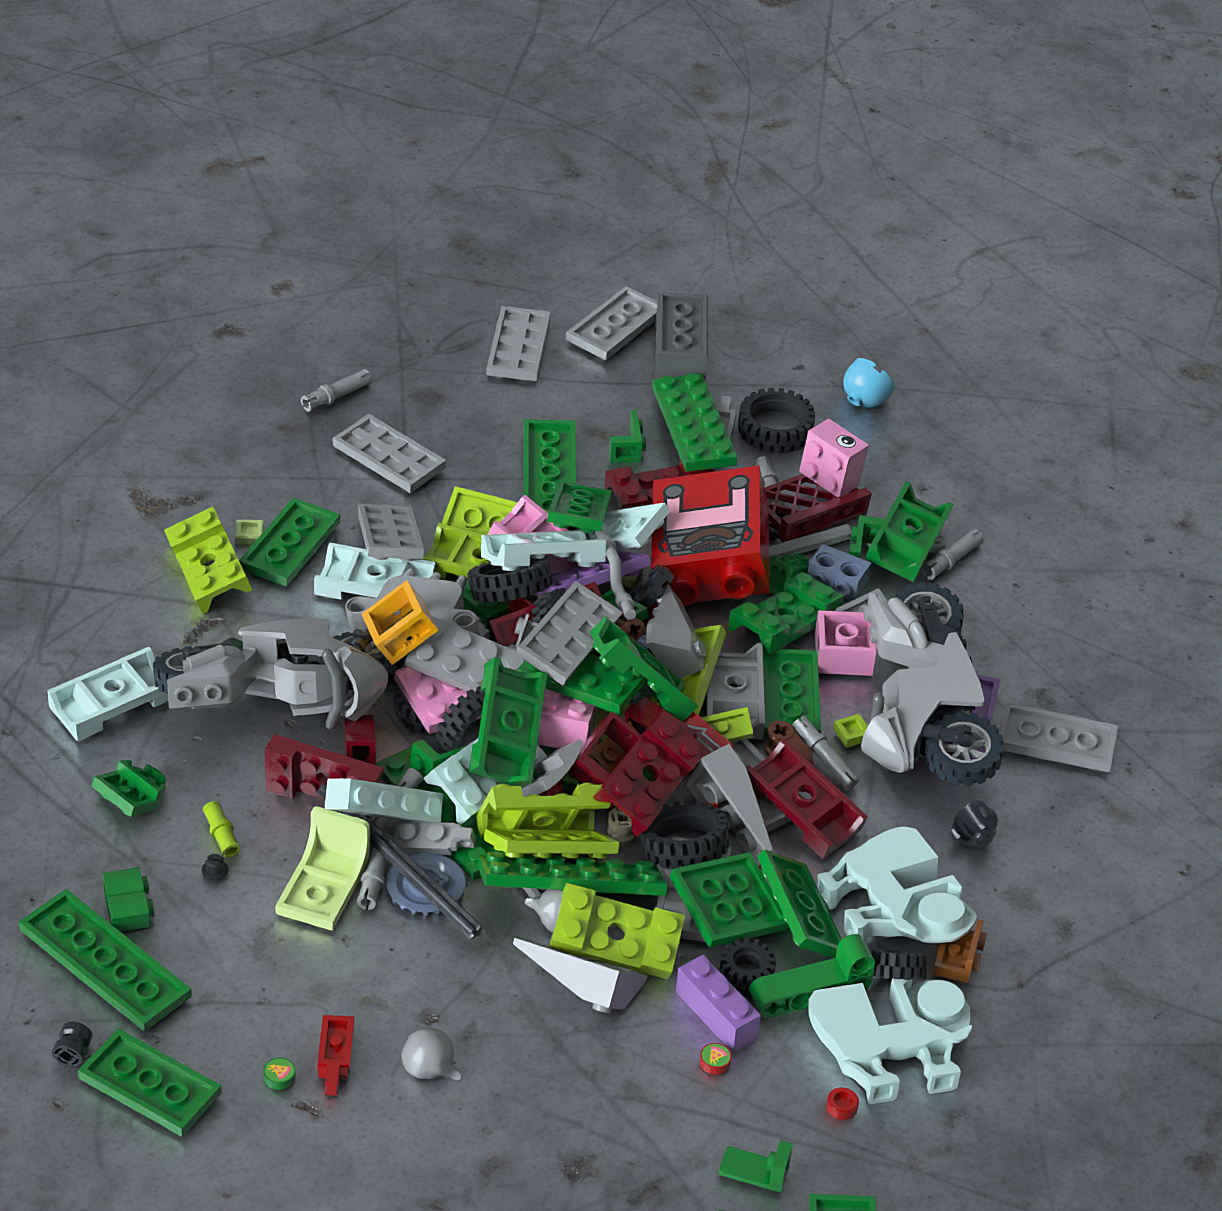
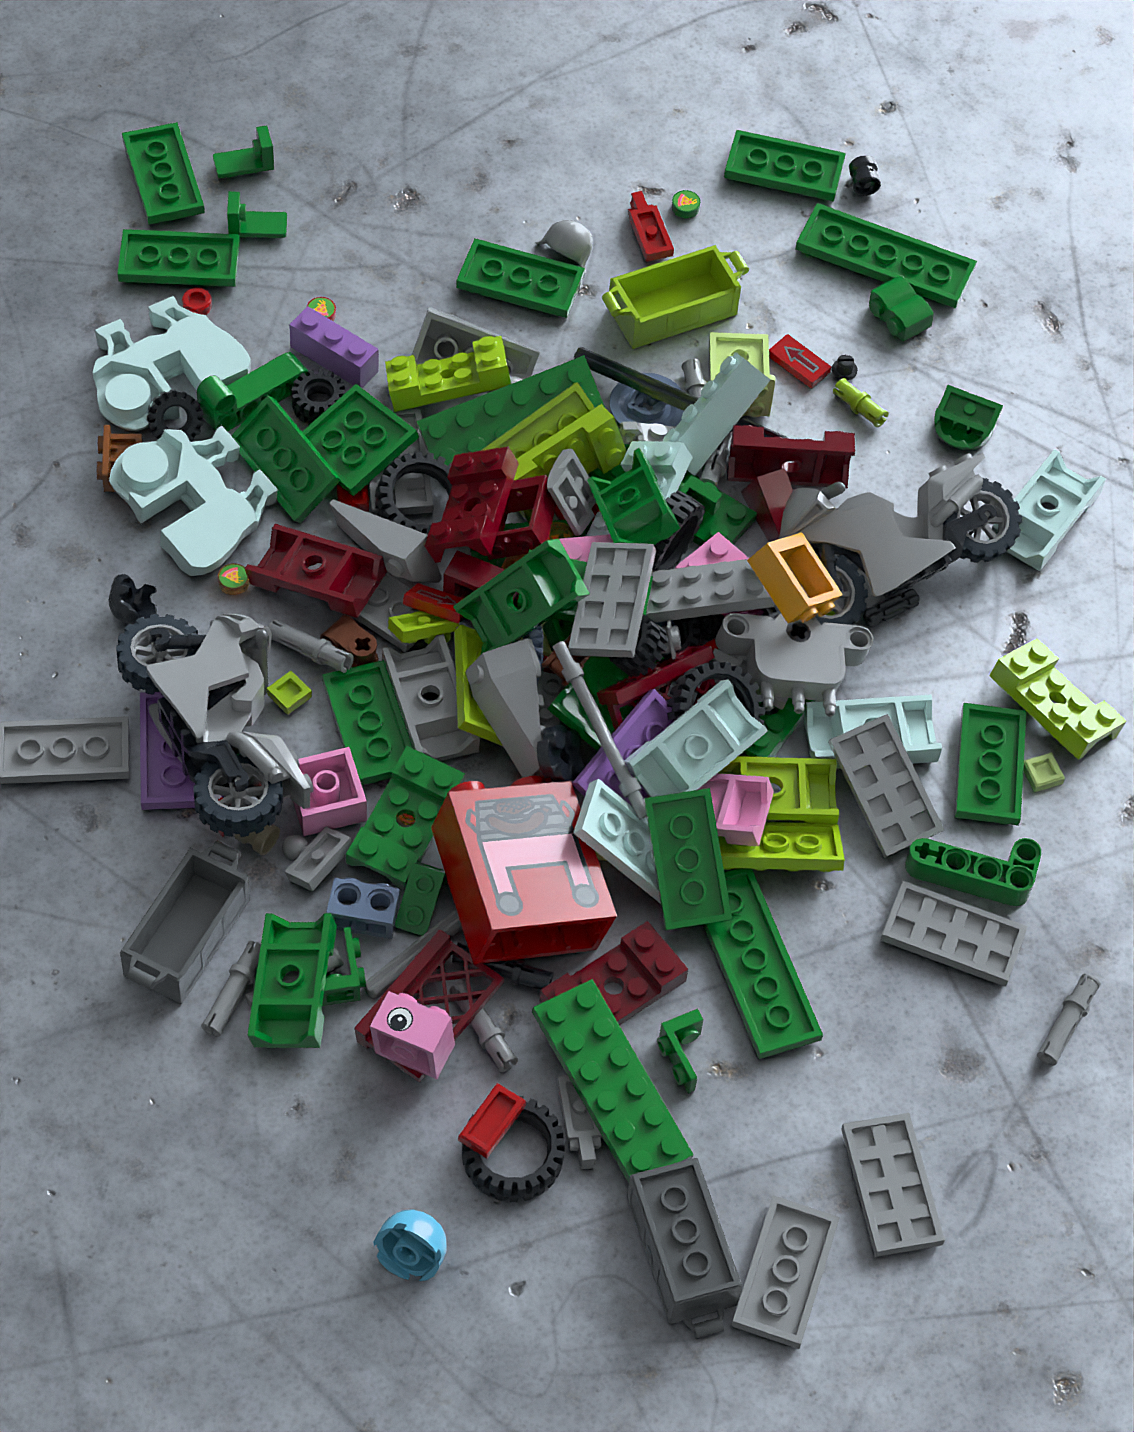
camera: 160 degrees right, 15 degrees up
(254, 886) = (799, 361): none -> red tile
(345, 475) = (971, 865): none -> green beam
(352, 959) = (676, 295): none -> lime container
(496, 1033) = (520, 278): none -> green plate
(789, 420) = (492, 1120): none -> red tile
(853, 1148) = (178, 257): none -> green plate
(872, 829) = (233, 579): none -> tile
(993, 581) = (187, 922): none -> dark grey container

